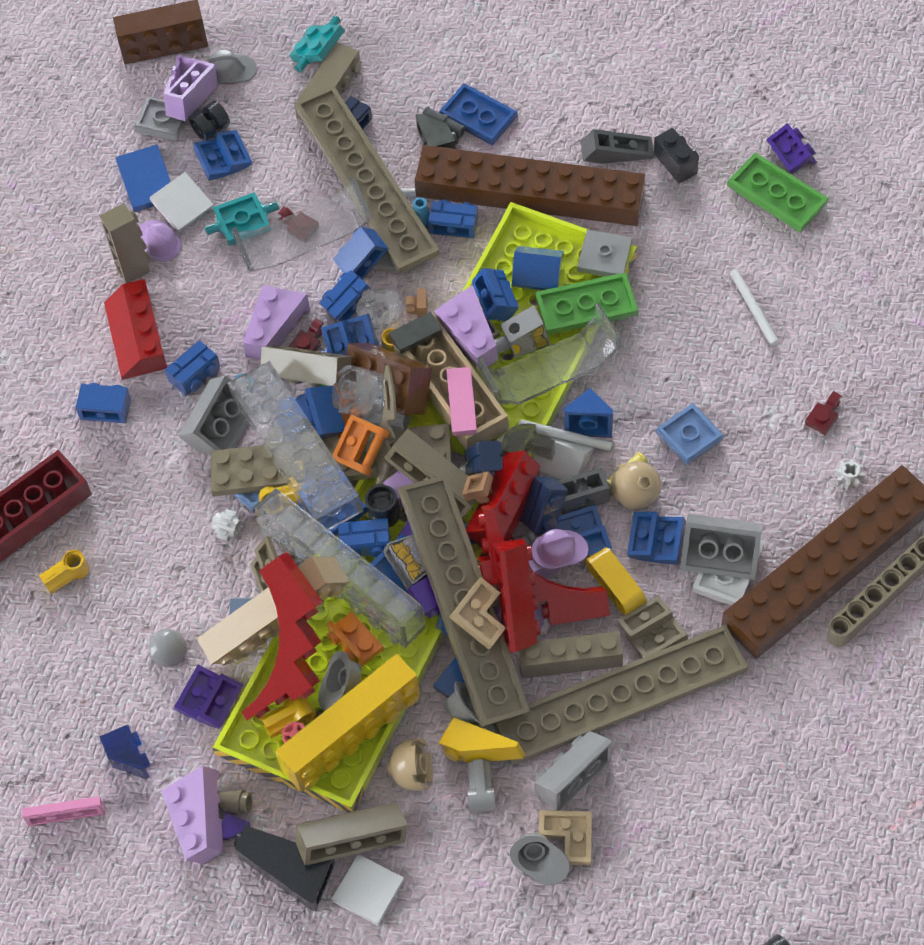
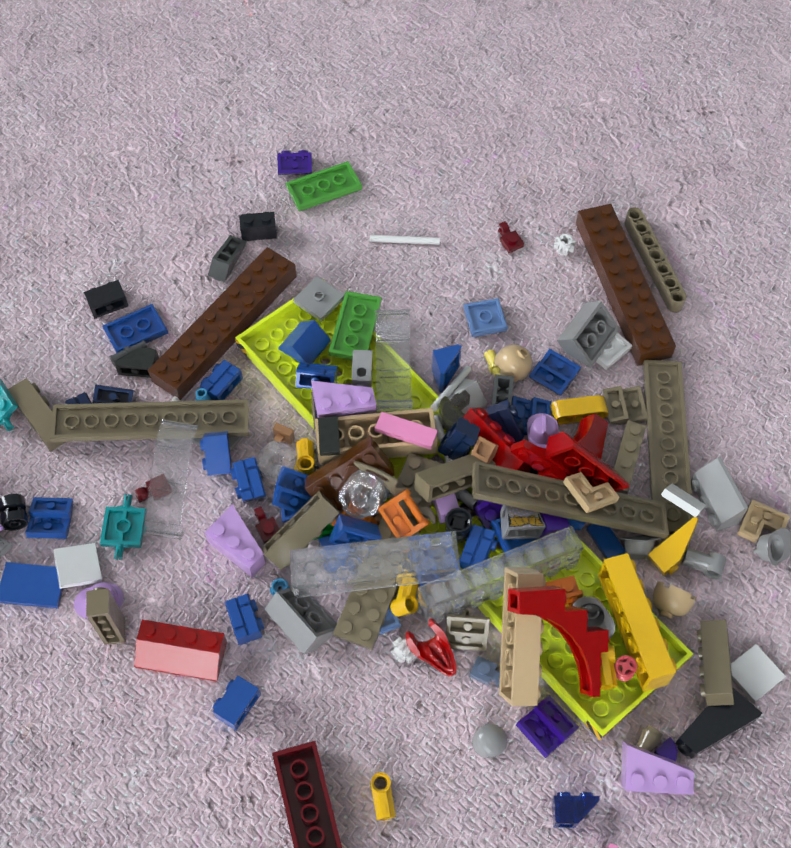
camera: 70 degrees left, 0 degrees up
(236, 548) = (434, 651): none -> red animal
(380, 134) = (109, 394): none -> dark blue brick
(497, 68) = (106, 299): none -> black brick
(538, 726) = (683, 500): none -> white tile

